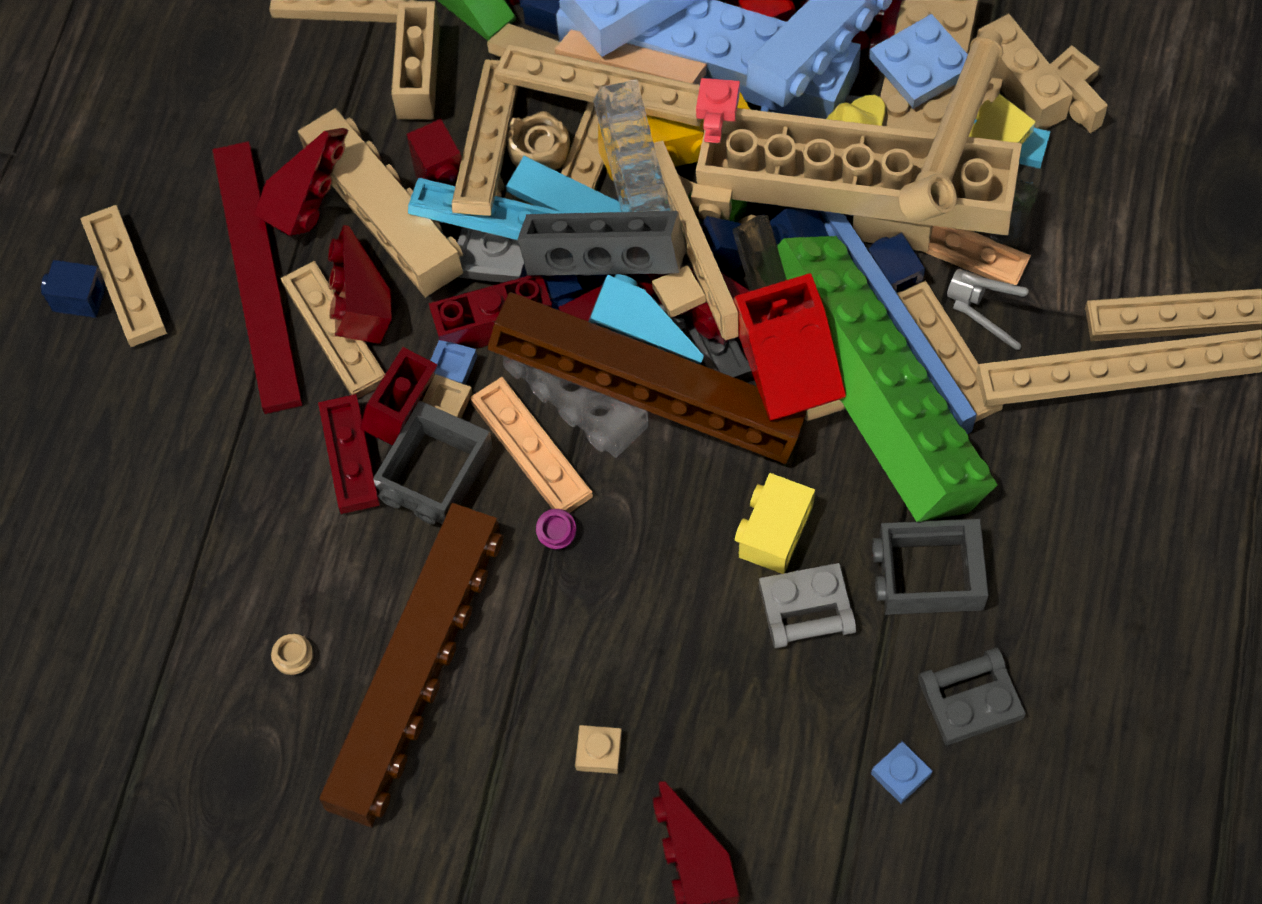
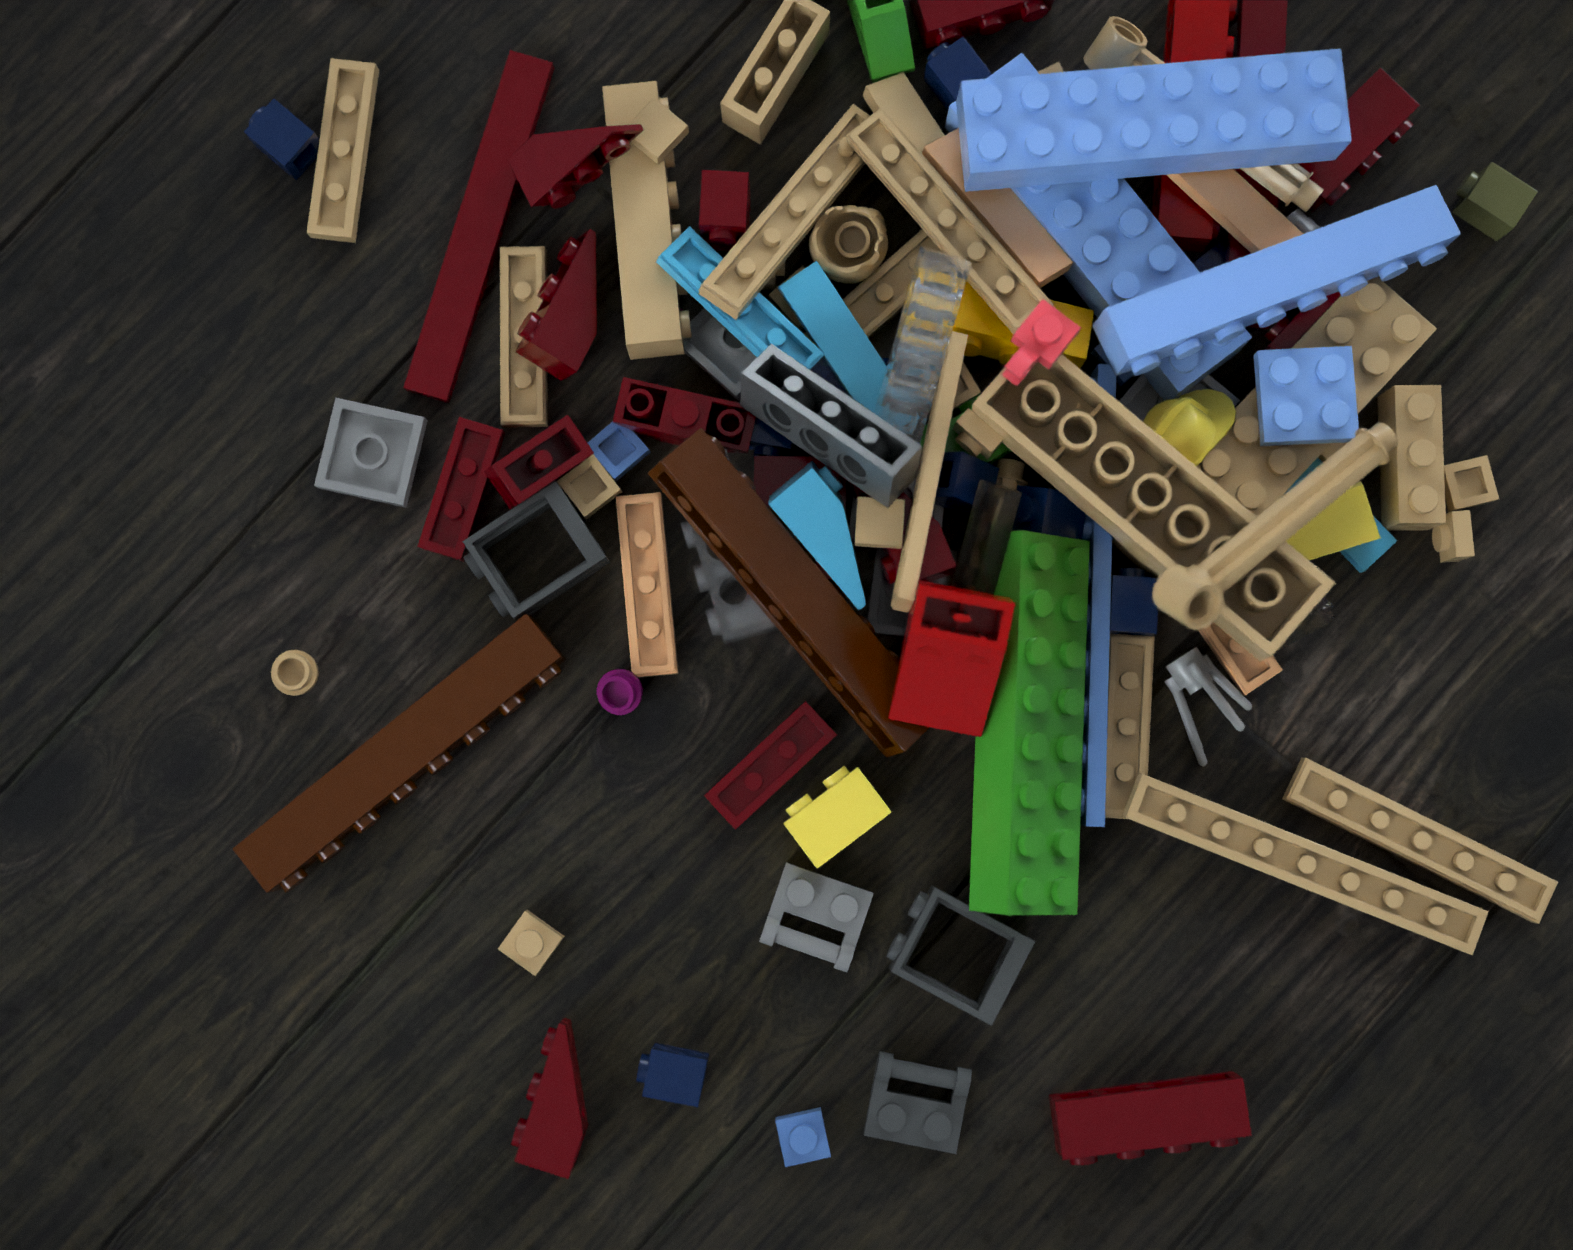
camera: 30 degrees right, 20 degrees up
(263, 465) = (371, 452): none -> light grey plate
(361, 133) = (660, 131): none -> tan tile
(703, 517) = (770, 765): none -> dark red plate
(771, 777) = (673, 1074): none -> dark blue brick
(1147, 602) = (1149, 1117): none -> dark red brick

